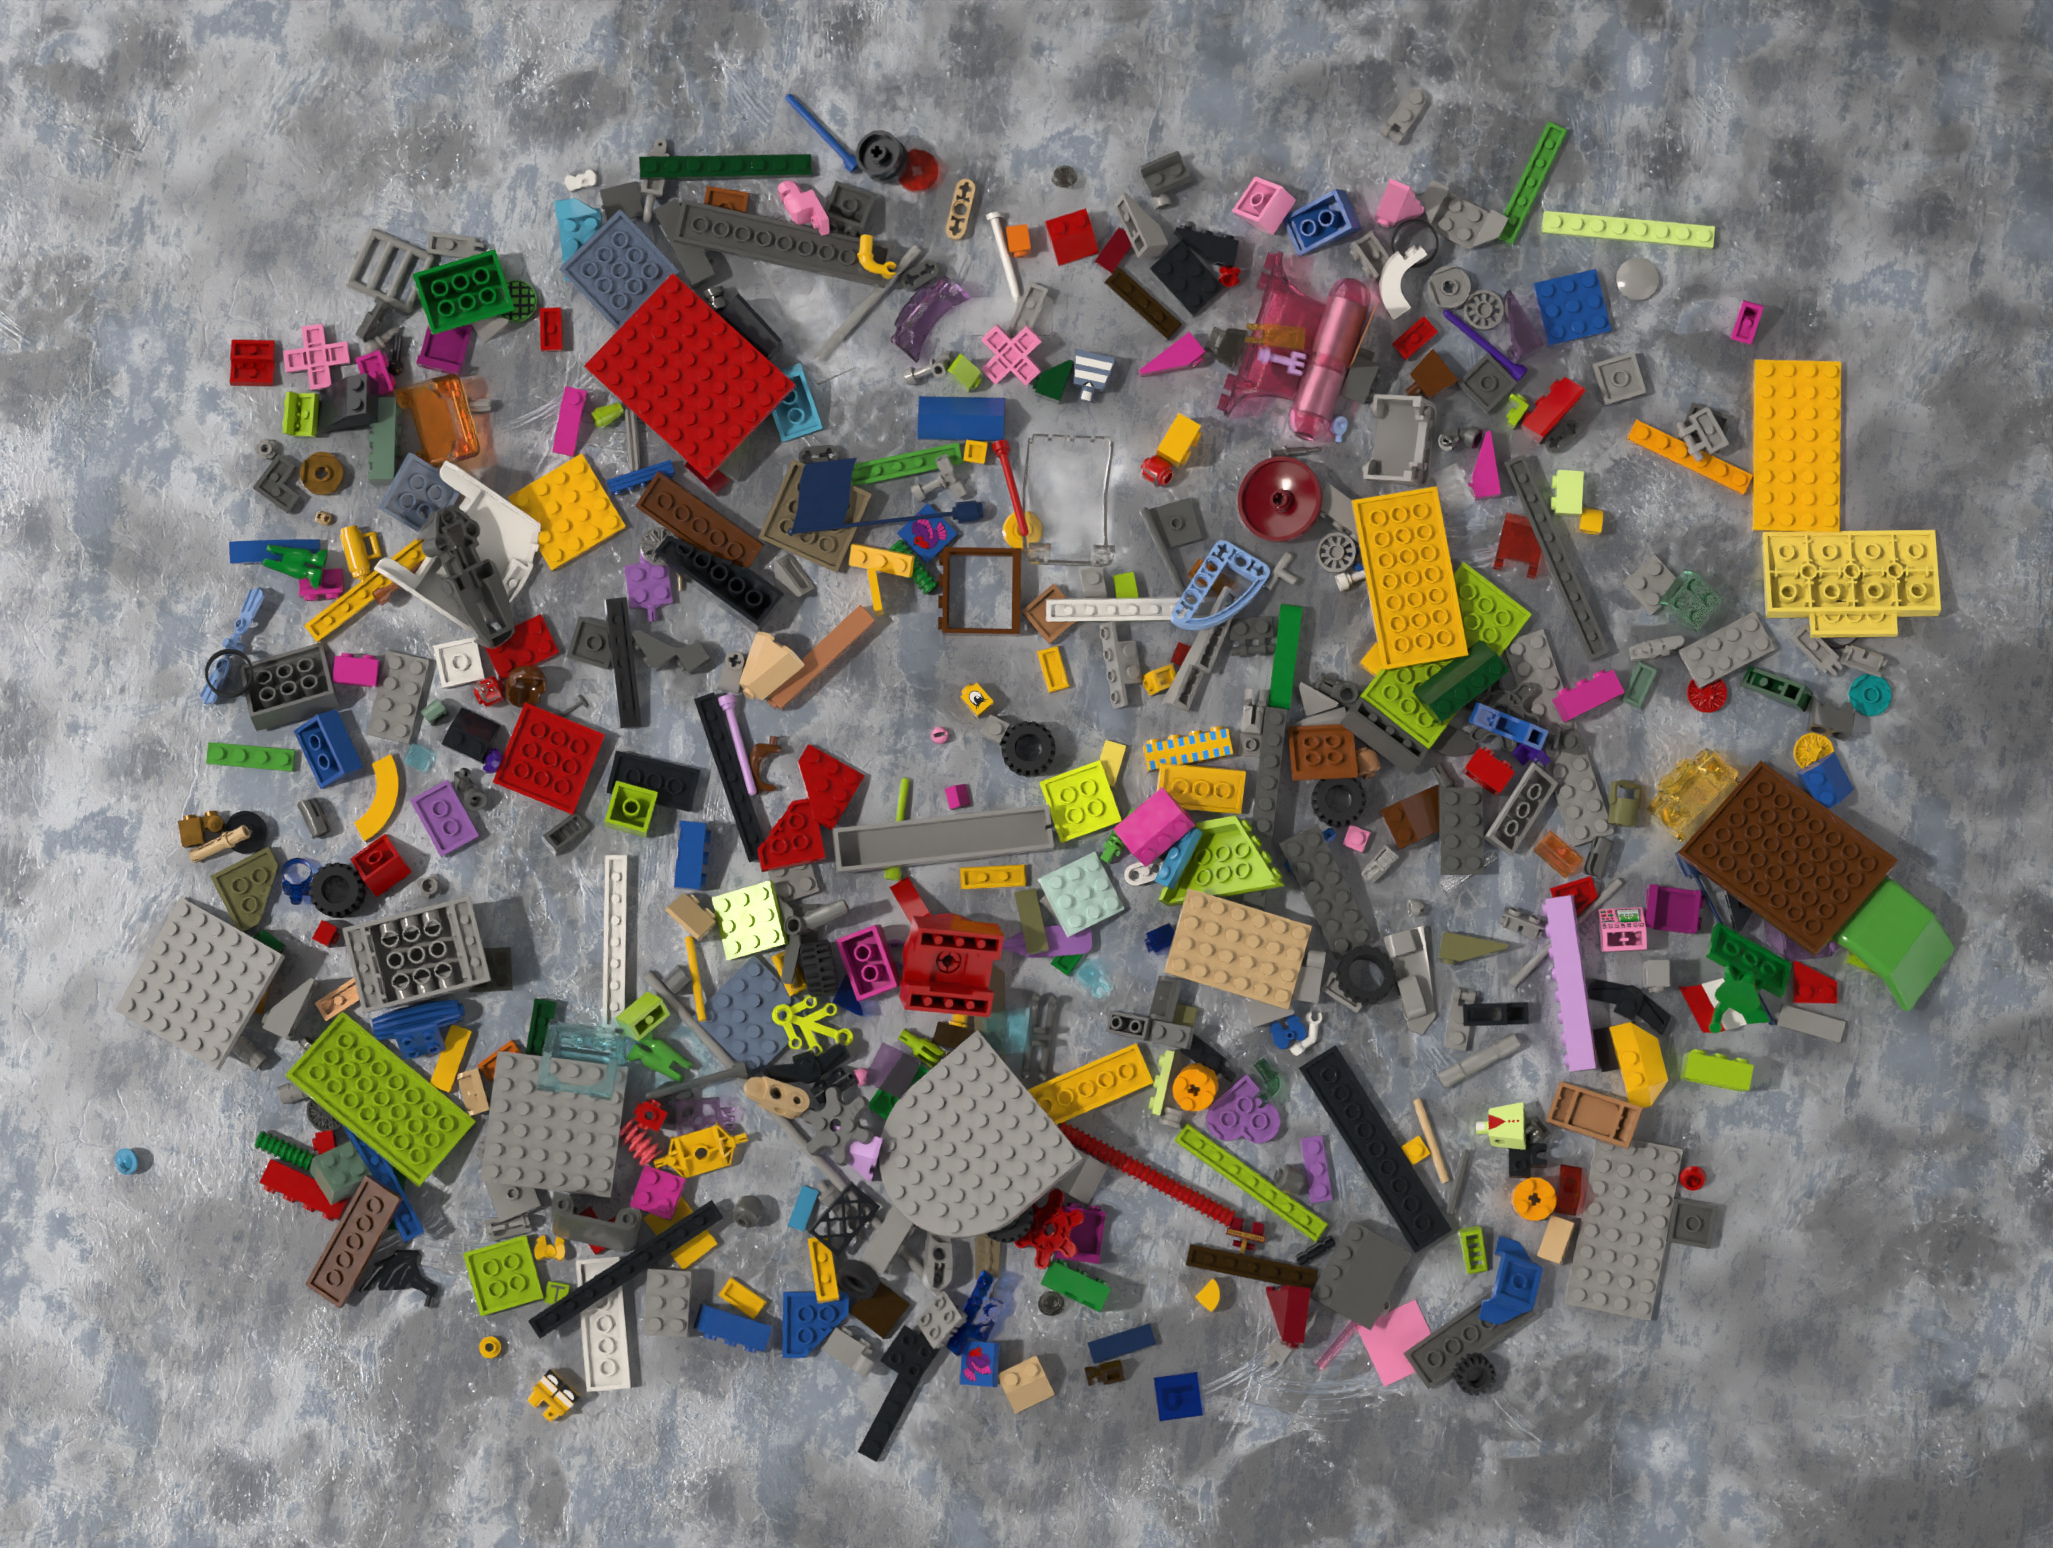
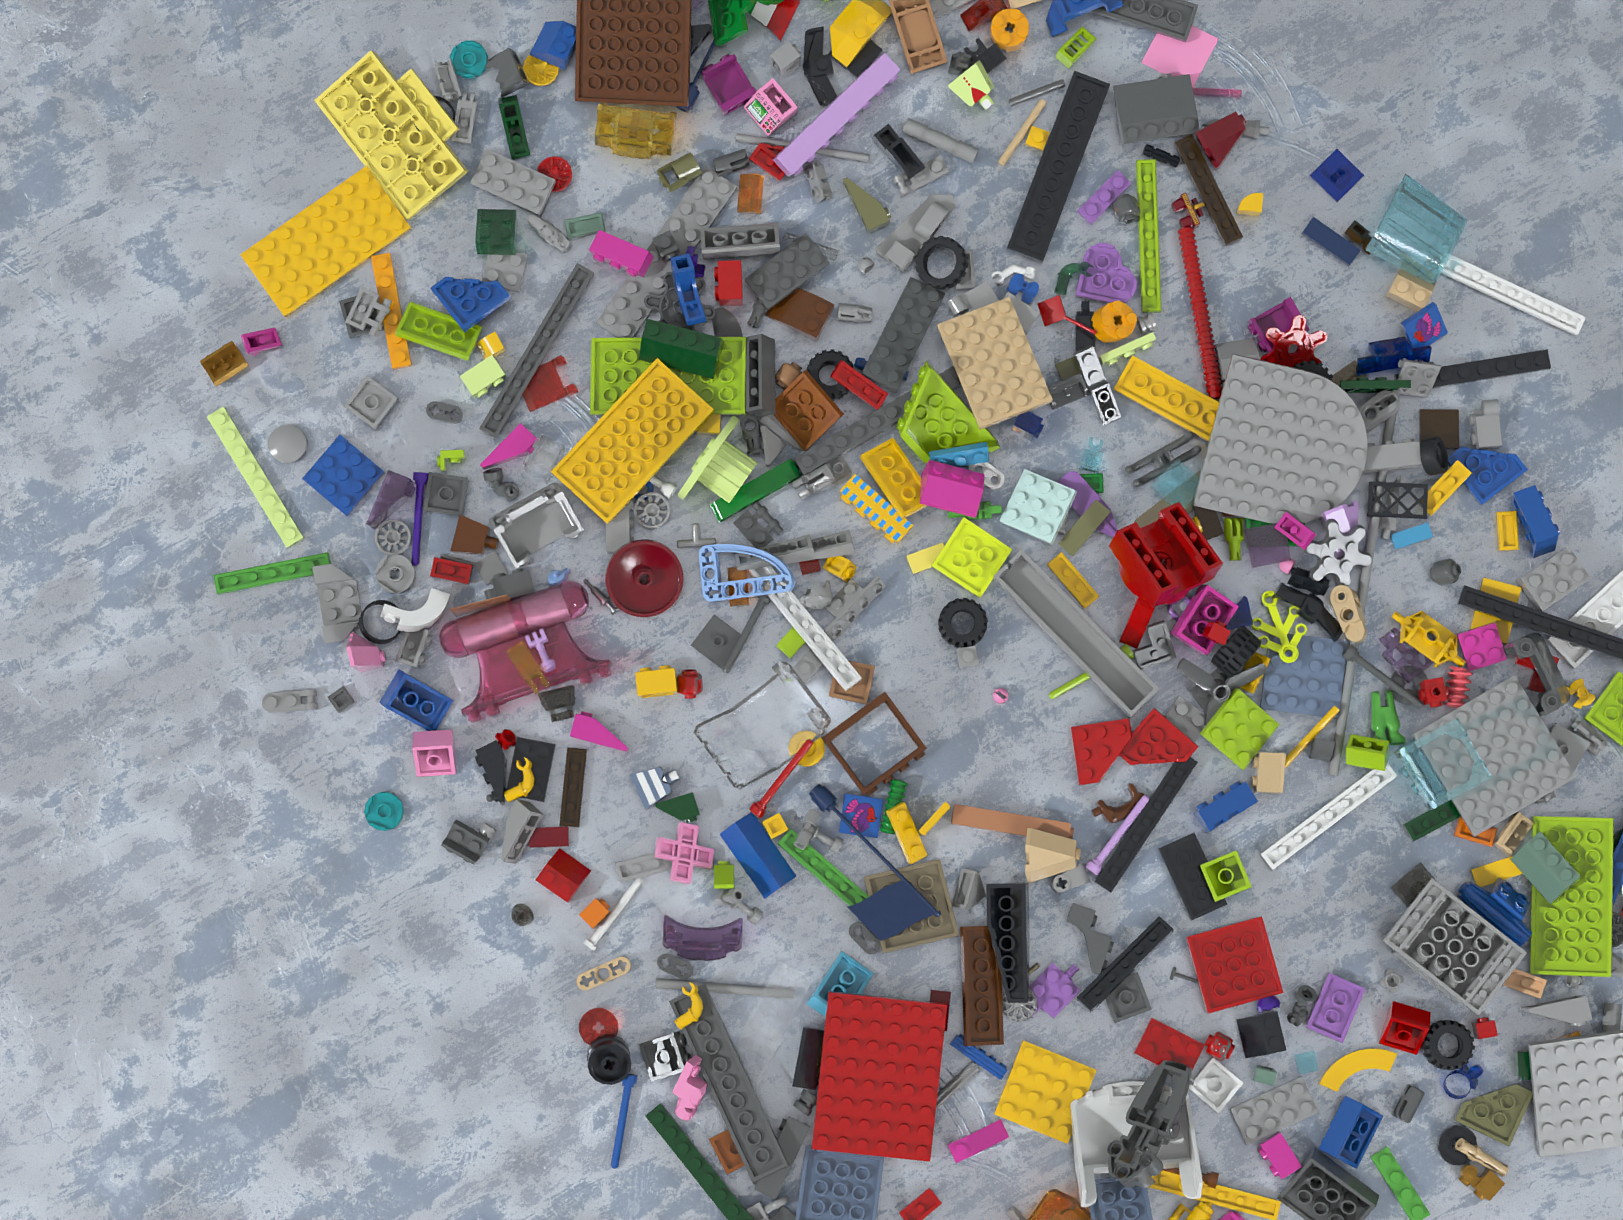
camera: 125 degrees left, 0 degrees up
(423, 1094) = (1545, 867): none -> sand green slope
(525, 685) = (1195, 1022): reddish brown piece -> none
(555, 1292) = (1606, 665): lime tile -> none
(569, 838) = (1294, 915): dark grey slope -> none
(606, 414) = (951, 1117): lime cone -> none
(848, 961) = (1216, 632): none -> red plate
(873, 905) = (1159, 650): none -> plate
(885, 1101) = (1295, 530): none -> dark pink slope
(909, 1355) = (1456, 382): black hinge -> none
(951, 1468) = (1513, 295): none -> white plate
(957, 796) = (1034, 649): dark pink slope -> none
(962, 1274) = (1379, 384): none -> dark green wing
(976, 699) = (955, 688): yellow brick -> none
(1051, 1303) = (1342, 310): clear smoke hat -> none
(1053, 669) = (890, 650): yellow tile -> none
(1071, 1425) = (1417, 231): none -> clear light blue windscreen
(1076, 1285) = (1316, 300): green wedge -> none
(1147, 638) = (817, 596): none -> light grey hair
(1173, 259) = (523, 787): none -> yellow piece
(1240, 128) = (384, 811): none -> teal tile
(1245, 1042) = (1053, 311): none -> red piece
(1308, 814) = (859, 385): none -> red plate
(1324, 635) = (720, 466): none -> yellowish green piece
(1356, 838) = (848, 343): bright pink plate -> none
(1372, 160) = (341, 699): none -> dark grey tile
(1394, 372) = (486, 567): none -> light grey piece
(1551, 408) = (430, 432): red slope -> none
(1638, 484) = (437, 331): none -> lime plate
(1647, 531) = (469, 299): none -> blue plate
(1751, 275) = (224, 363): none -> pearl gold bracket

